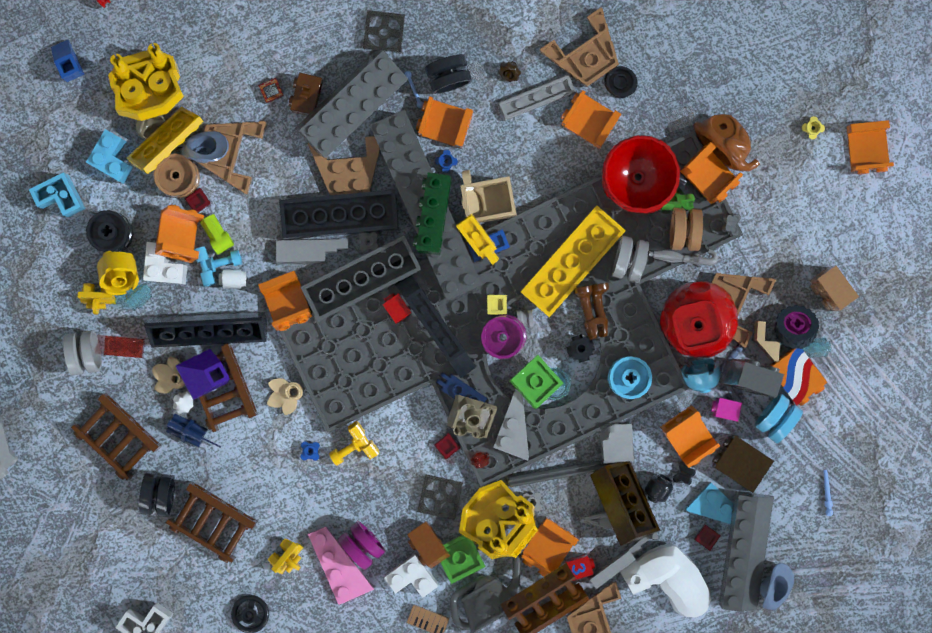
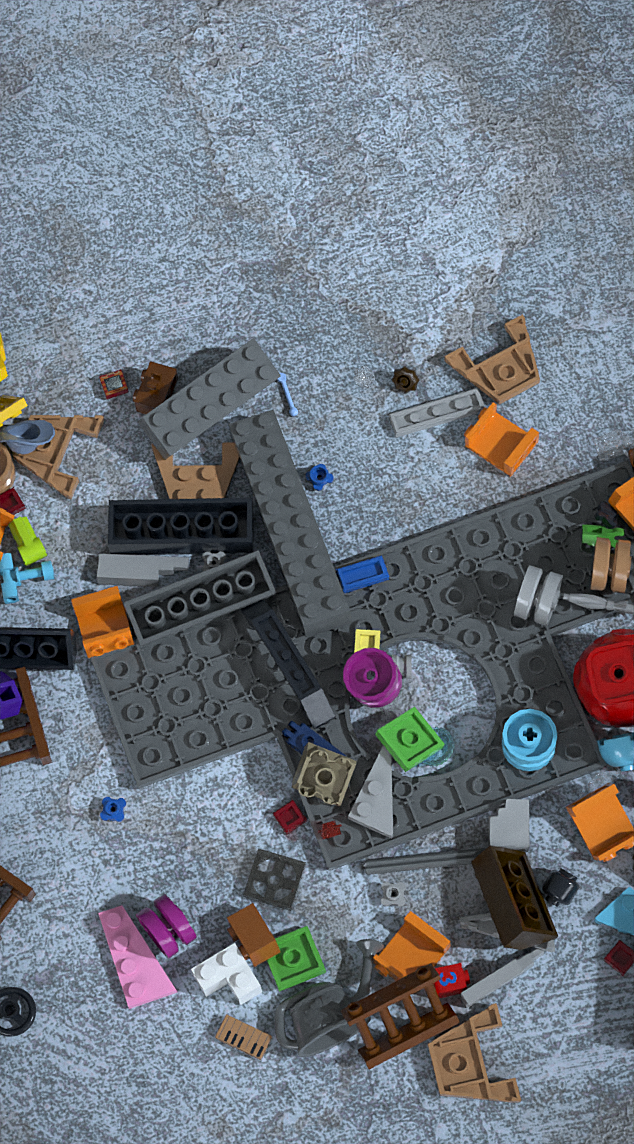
camera: 10 degrees right, 20 degrees down
(232, 278) = (40, 594): white brick -> none
(282, 397) = (85, 739): tan plate -> none
(289, 558) = (69, 940): yellow hips -> none
(359, 442) = (177, 800): yellow bar -> none
(368, 45) = (261, 312): clear smoke piece -> none
(396, 307) = (241, 637): red brick -> none
(433, 213) = (296, 521): dark green brick -> none
(444, 123) = (321, 433): orange panel -> none
(448, 74) = (330, 373): black wheel -> none
(478, 238) = (349, 558): yellow hinge -> none
(486, 511) = (356, 920): yellow brick -> none
(488, 199) = (365, 521): tan piece -> none
(573, 261) = (466, 598): yellow plate -> none
(573, 352) = (468, 712): black brick -> none
(592, 324) = (477, 632): reddish brown piece -> none
(621, 82) = (541, 400): black piece -> none
(655, 165) = (560, 478): red rock -> none
(675, 576) = (576, 1003): white piece -> none
(684, 475) = (595, 874): black piece -> none

